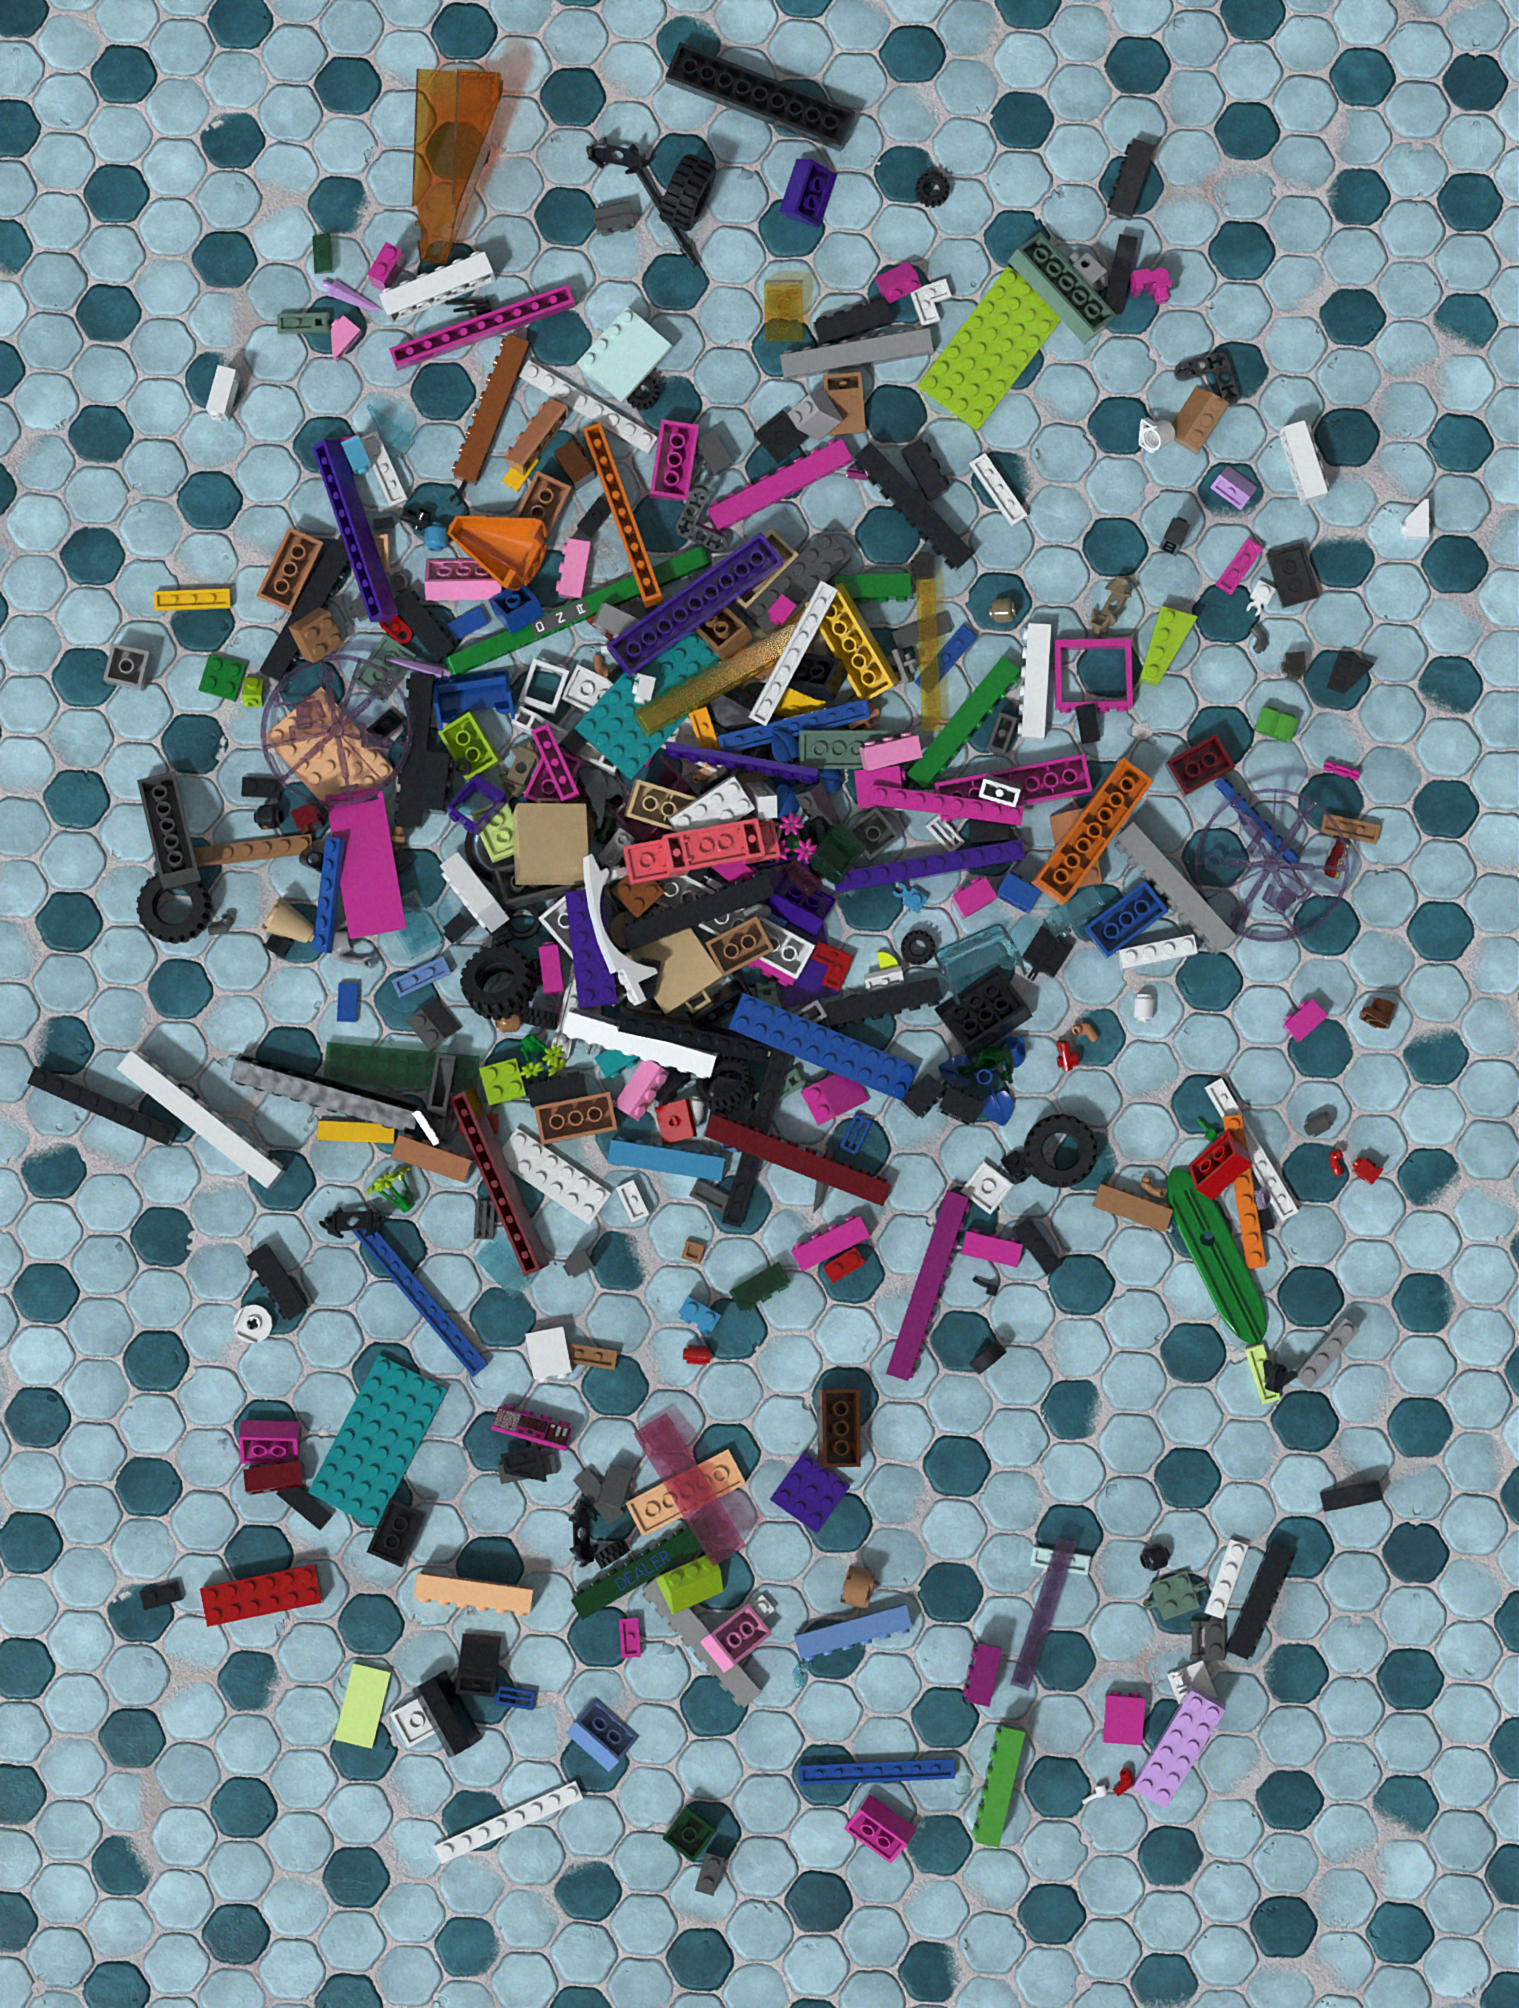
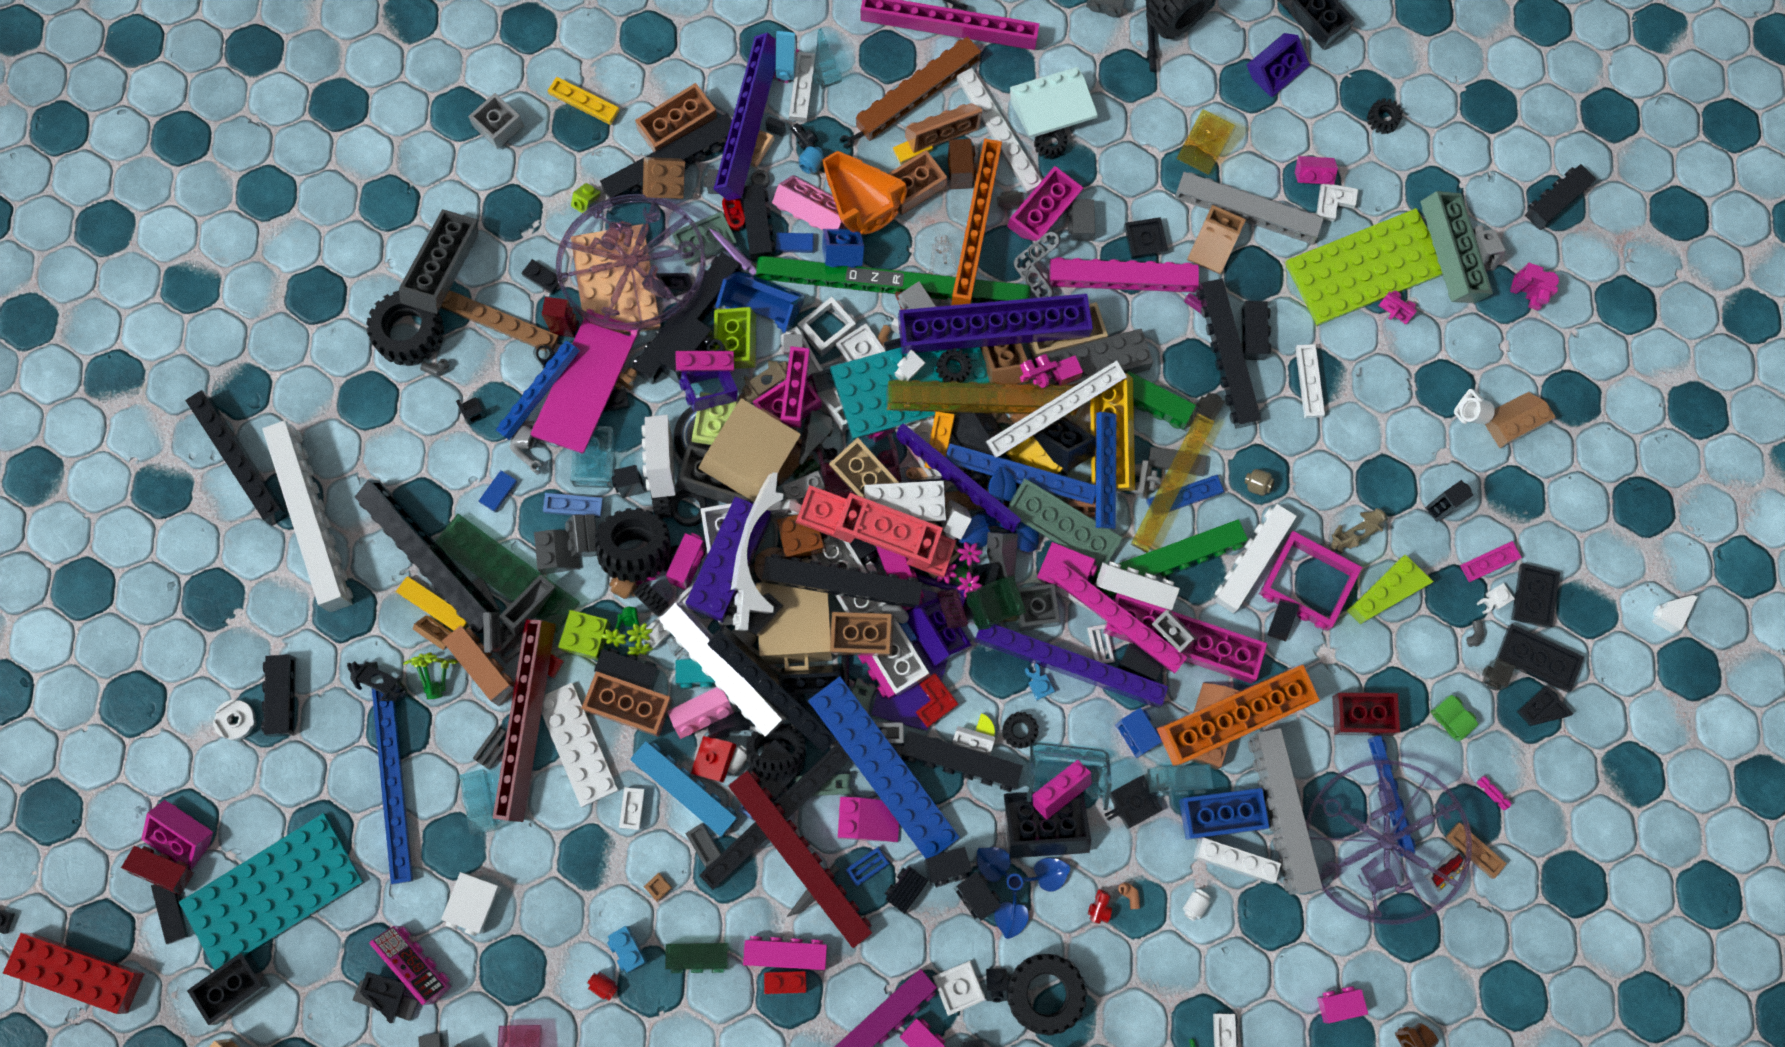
camera: 25 degrees right, 10 degrees down
(222, 677) = (568, 173): green plate -> none
(268, 816) = (531, 301): black head -> none
(288, 922) = (489, 394): tan cone -> none
(373, 1154) = (431, 631): none -> medium nougat plate
(447, 998) = (581, 535): none -> dark grey brick
(461, 785) = (704, 361): none -> dark pink plate
(527, 724) = (792, 340): none -> light grey tile
(573, 569) = (910, 246): bright pink brick -> none
(578, 1264) = (547, 836): dark grey brick -> none
(592, 1356) = (508, 929): medium nougat plate -> none
(595, 517) = (952, 217): black plate -> none
(638, 471) = (1010, 200): none -> clear smoke brick
(673, 672) = (953, 355): none -> black tyre
(751, 632) = (1044, 366): none -> dark pink hips
(815, 415) = (1187, 234): light grey slope -> none
(852, 322) = (1261, 181): black brick -> none
(865, 682) = (1105, 470): none -> blue plate
(890, 751) = (1094, 542): bright pink brick -> none
(899, 1134) = (906, 889): none -> black brick
(948, 767) = (1137, 586): none -> white brick
(973, 897) = (1096, 713): dark pink brick -> none
(980, 977) = (1062, 789): none -> dark pink brick
(992, 1058) = (1030, 868): dark green piece -> none
(1001, 734) = (1200, 585): dark grey brick -> none
(1038, 375) = (1398, 308): none -> dark pink hips
(1120, 272) = (1513, 263): black slope -> none
(1217, 372) = (1554, 387): black beam -> none
(1234, 487) = (1519, 492): lavender panel -> none
(1303, 462) = (1597, 504): white brick -> none
(1322, 629) = (1540, 658): none -> black plate

